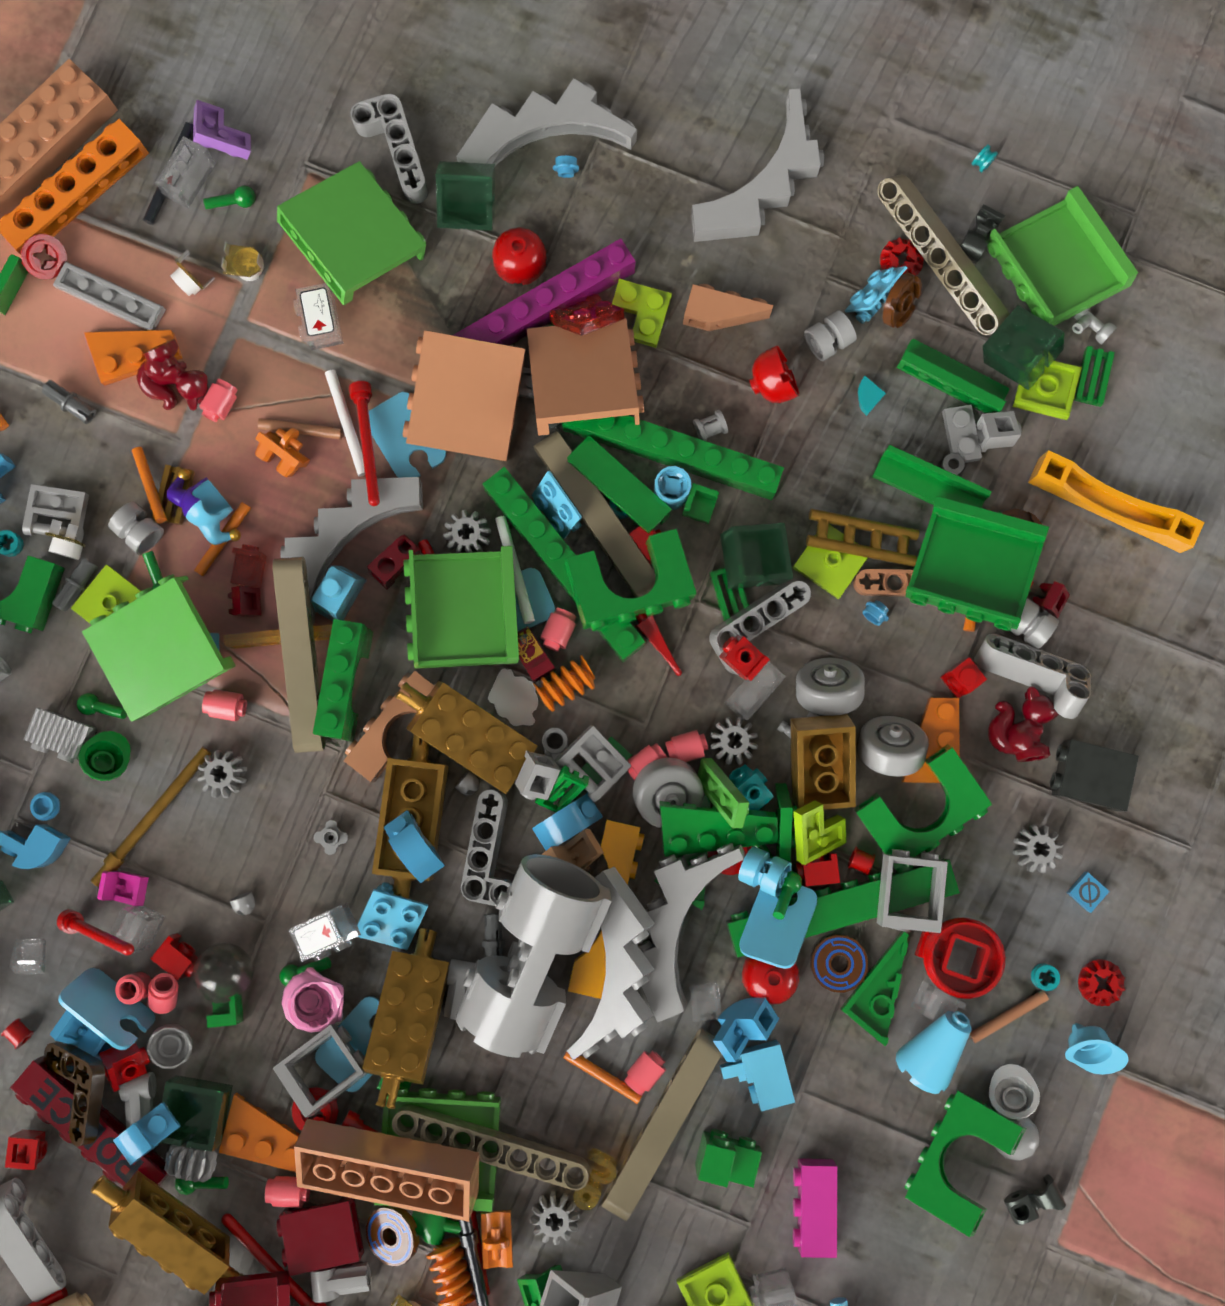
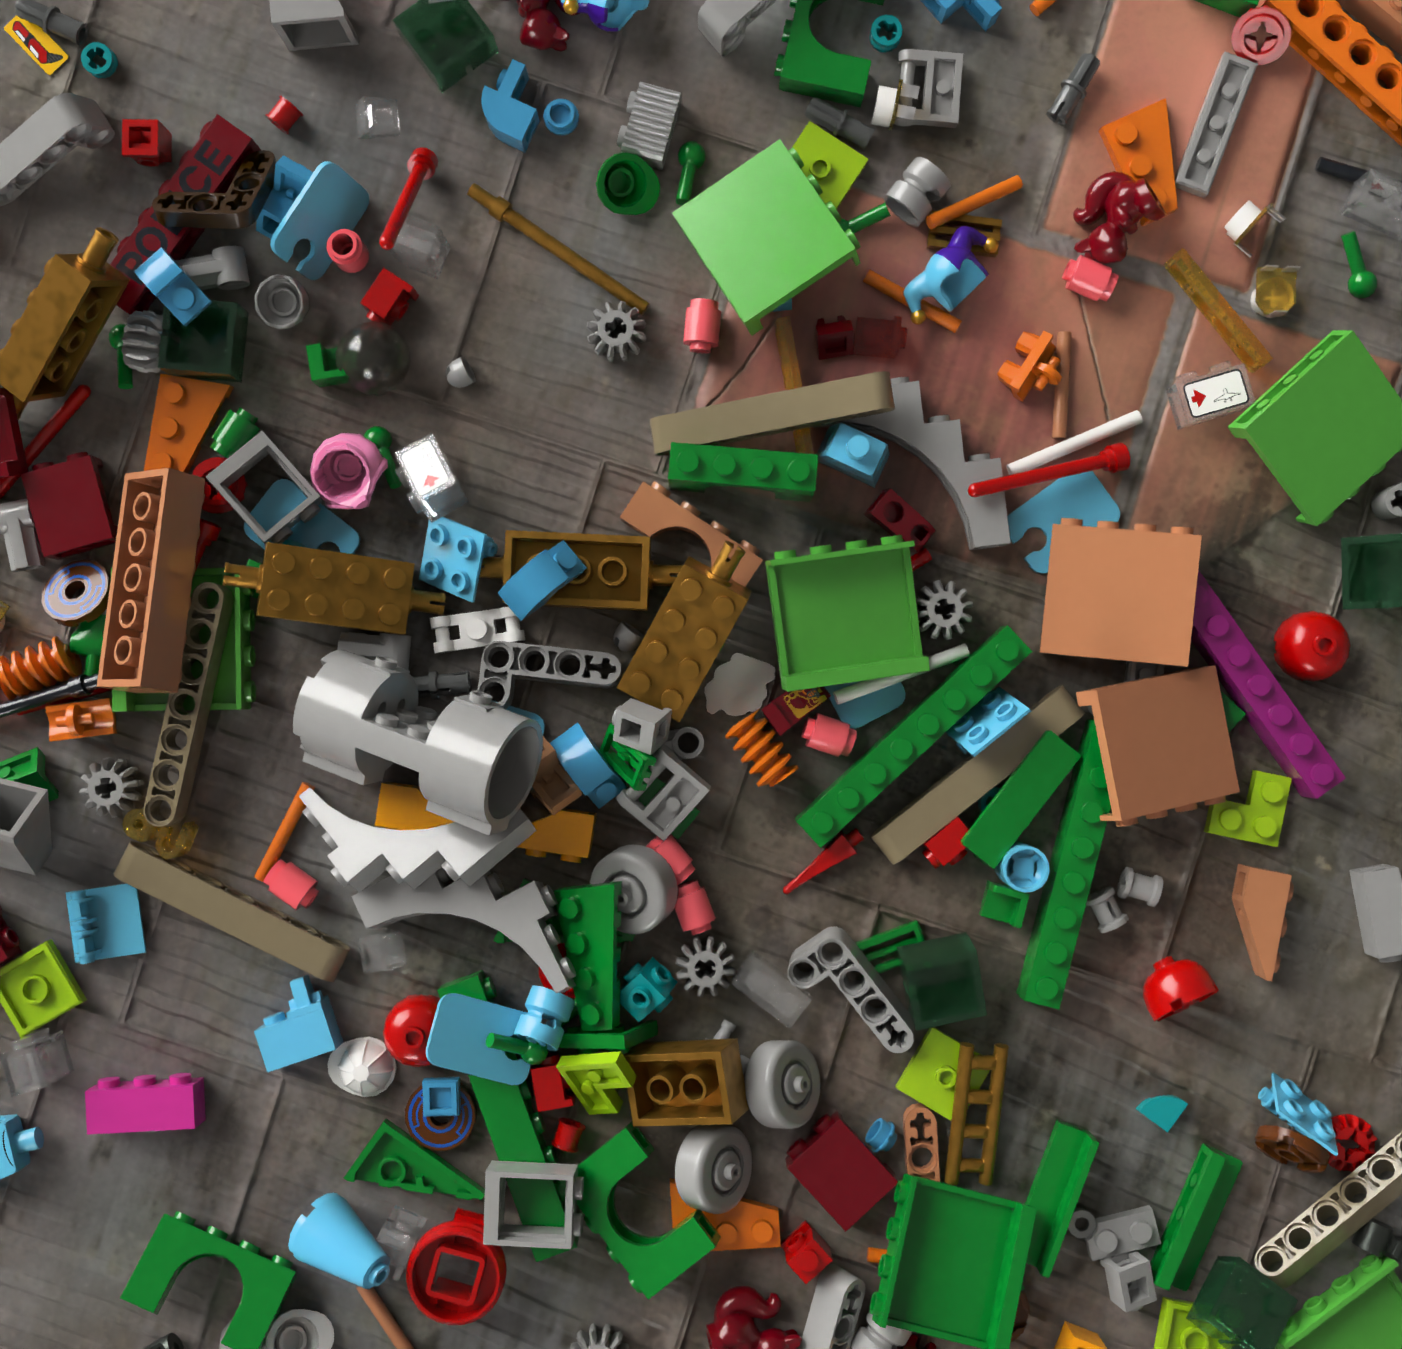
camera: 90 degrees right, 5 degrees up
(123, 887) = (468, 224): dark pink bracket -> none
(124, 1065) = (253, 249): red brick -> none
(163, 993) = (343, 286): coral brick -> none
(253, 306) = (1217, 311): none -> clear yellow tile
(272, 1093) = (234, 432): none -> green brick
(285, 1193) = (118, 457): coral brick -> none
(331, 845) = (548, 484): light grey plate -> none
(450, 905) = (475, 629): none -> white plate
(587, 315) = (1239, 741): clear red plate -> none
(600, 606) = (862, 788): green arch -> none
(665, 1231) = (105, 923): none -> medium azure hinge
(694, 399) = (1140, 886): none -> light grey bush
(723, 793) = (636, 960): bright green plate -> none
(727, 1159) = (194, 992): green brick -> none
(732, 656) = (801, 986): red brick -> none
(744, 1022) = (360, 1002): dark azure brick -> none
(797, 1025) = (362, 1066): none -> white piece
(824, 961) = (441, 1096): none -> dark azure tile
(833, 334) = (1240, 1061): light grey wheel -> none
(900, 646) = (840, 1170): none -> dark red panel

